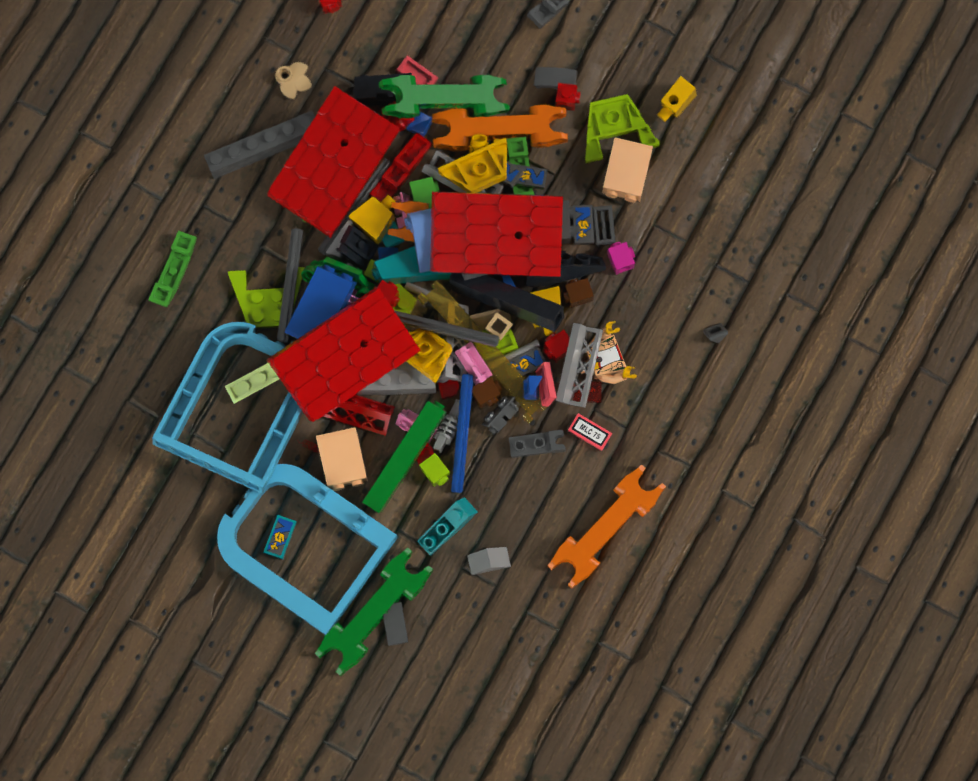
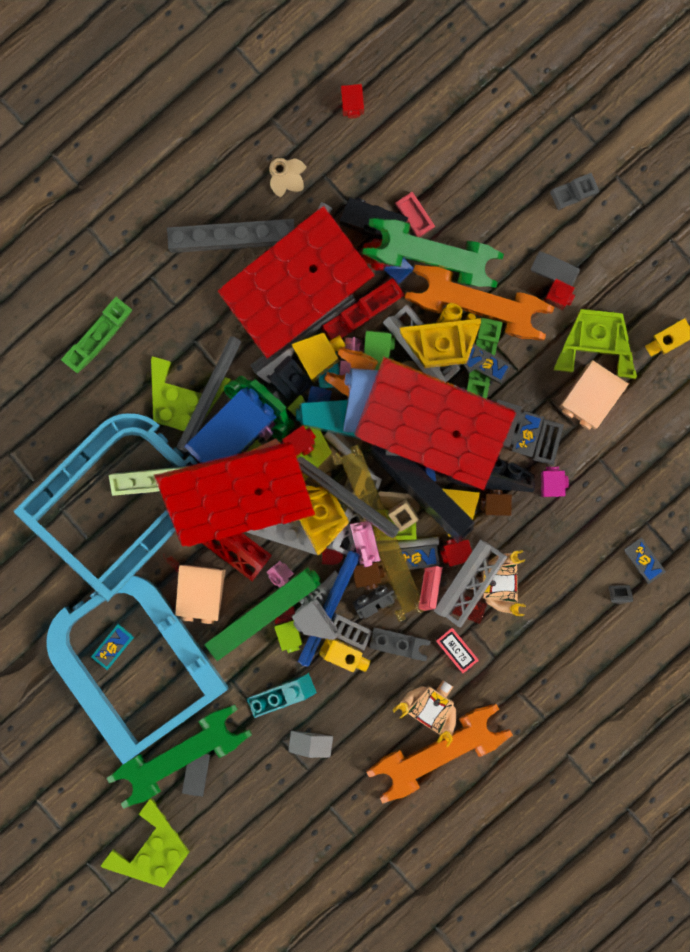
camera: 20 degrees right, 10 degrees up
(386, 710) = (157, 857): none -> lime wing
(453, 446) = (315, 622): none -> light grey slope
(481, 468) = (336, 652): none -> yellow torso
(486, 456) = (366, 635): none -> light grey slope
(531, 389) = (414, 587): blue slope -> none
(585, 489) = (431, 709): none -> torso
(726, 297) = (644, 560): none -> tile

